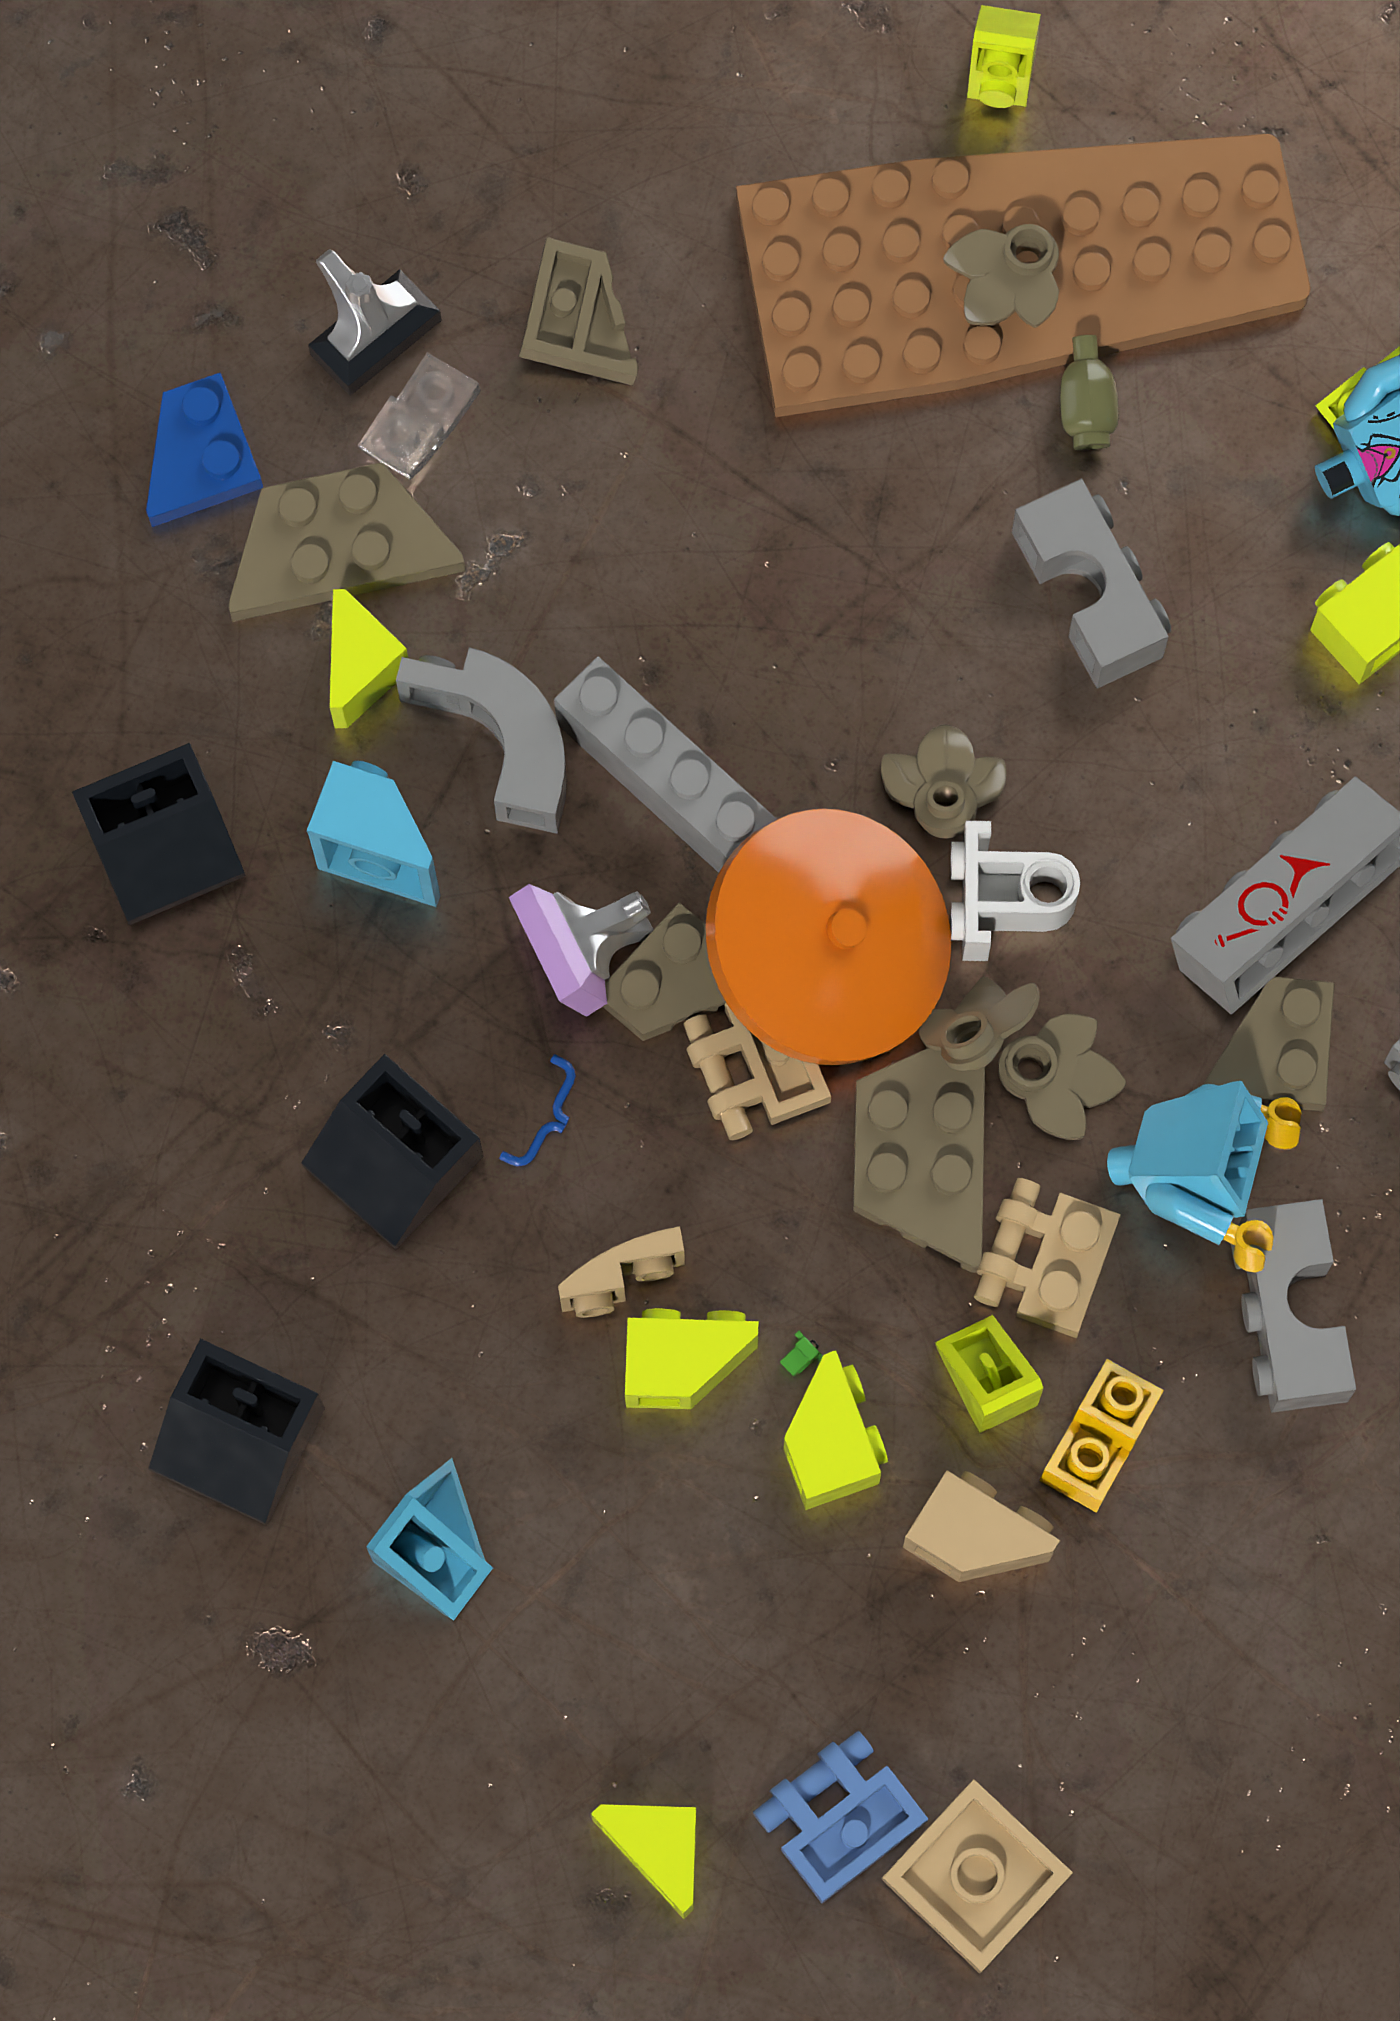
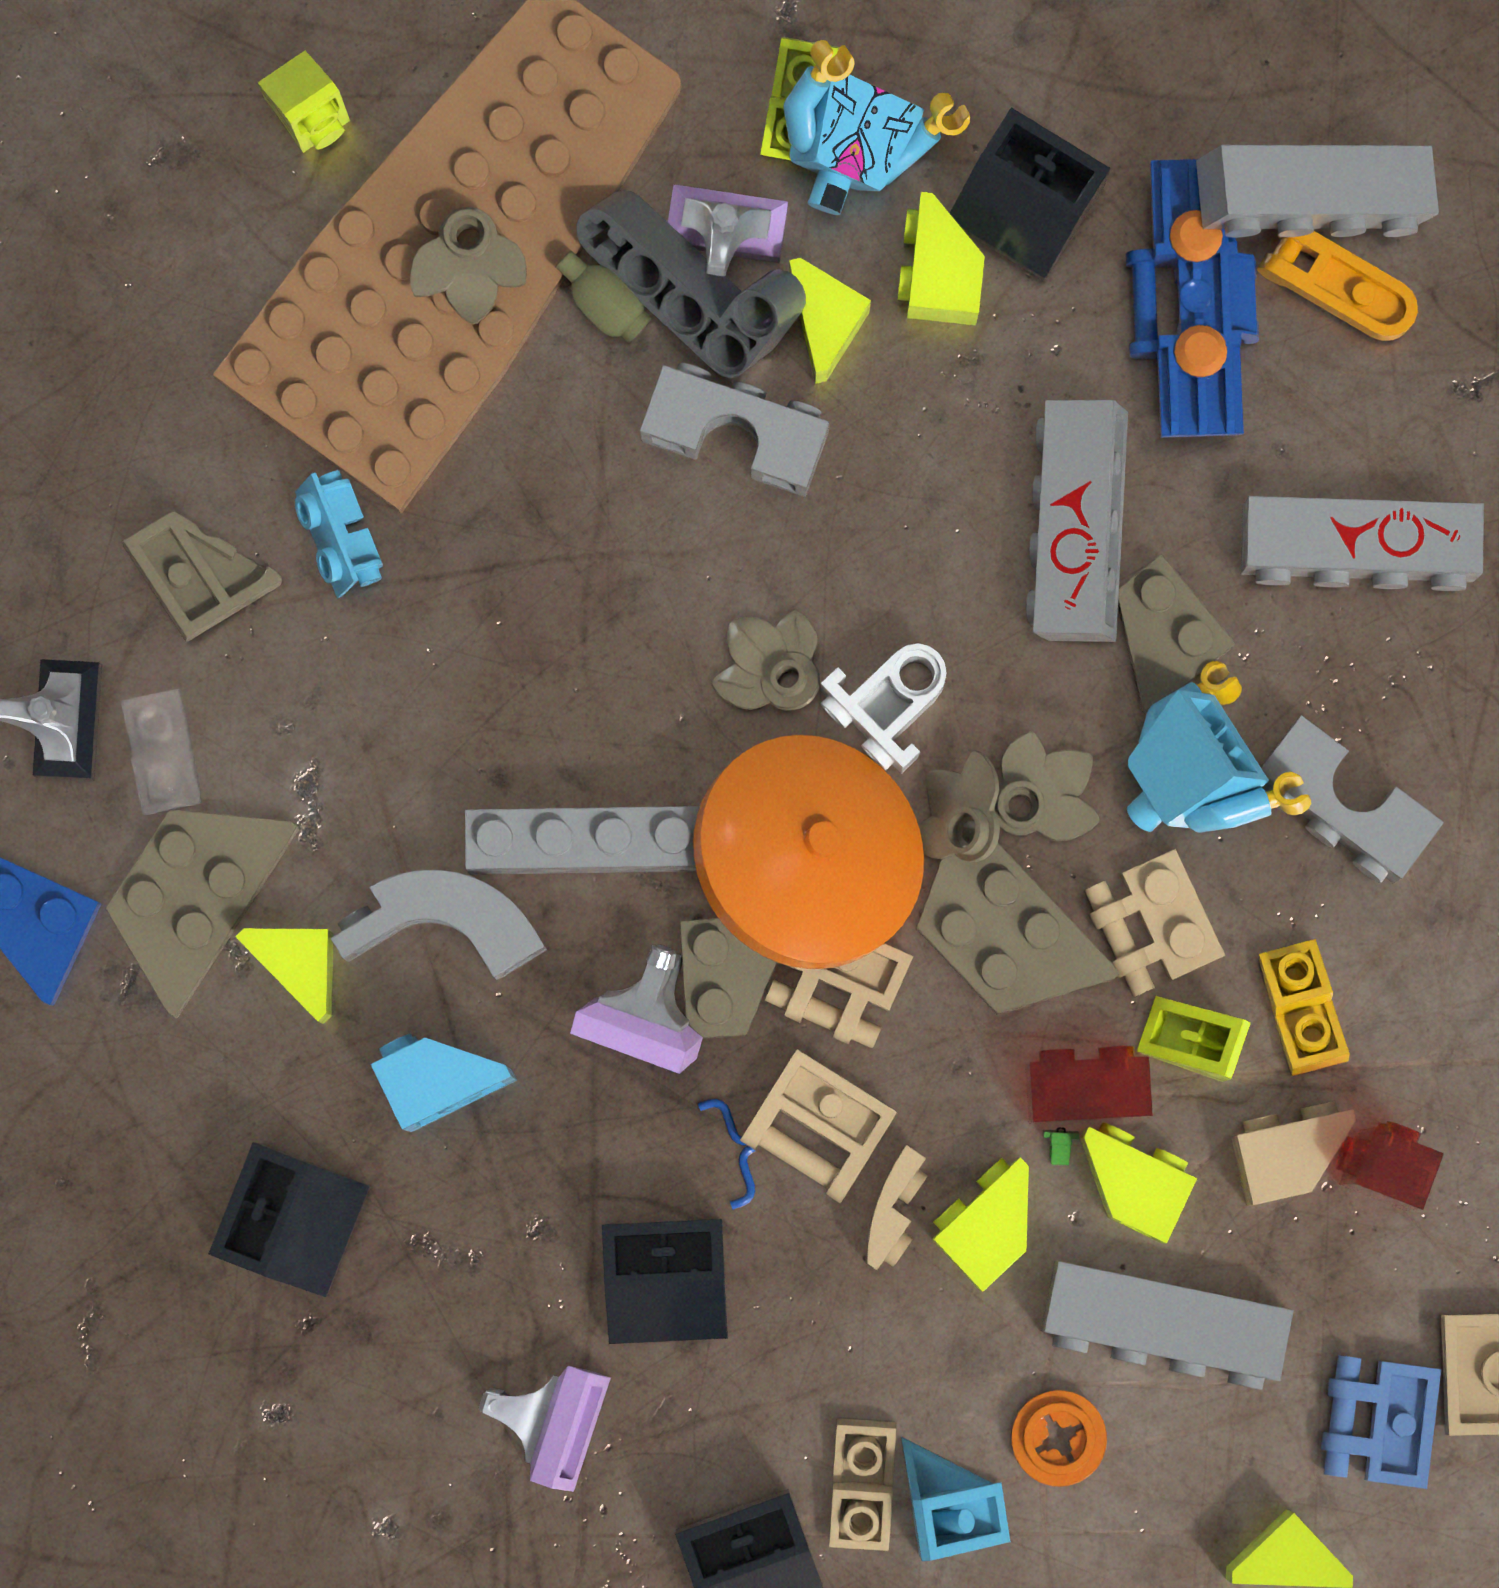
camera: 45 degrees left, 10 degrees up
(198, 1179) = (553, 1423): none -> lavender piece
(384, 1461) = (862, 1484): none -> tan slope
(555, 1550) = (1086, 1445): none -> orange gear
(649, 1150) = (828, 1108): none -> tan plate
(698, 400) = (325, 509): none -> medium azure hinge
(746, 1566) = (1166, 1322): none -> light grey brick
(867, 1326) = (1088, 1088): none -> clear red brick
(1044, 1611) = (1389, 1165): none -> clear red brick
(1157, 479) = (670, 279): none -> dark grey beam
(1236, 433) = (728, 225): none -> piece
(1248, 568) = (828, 318): none -> neon yellow slope

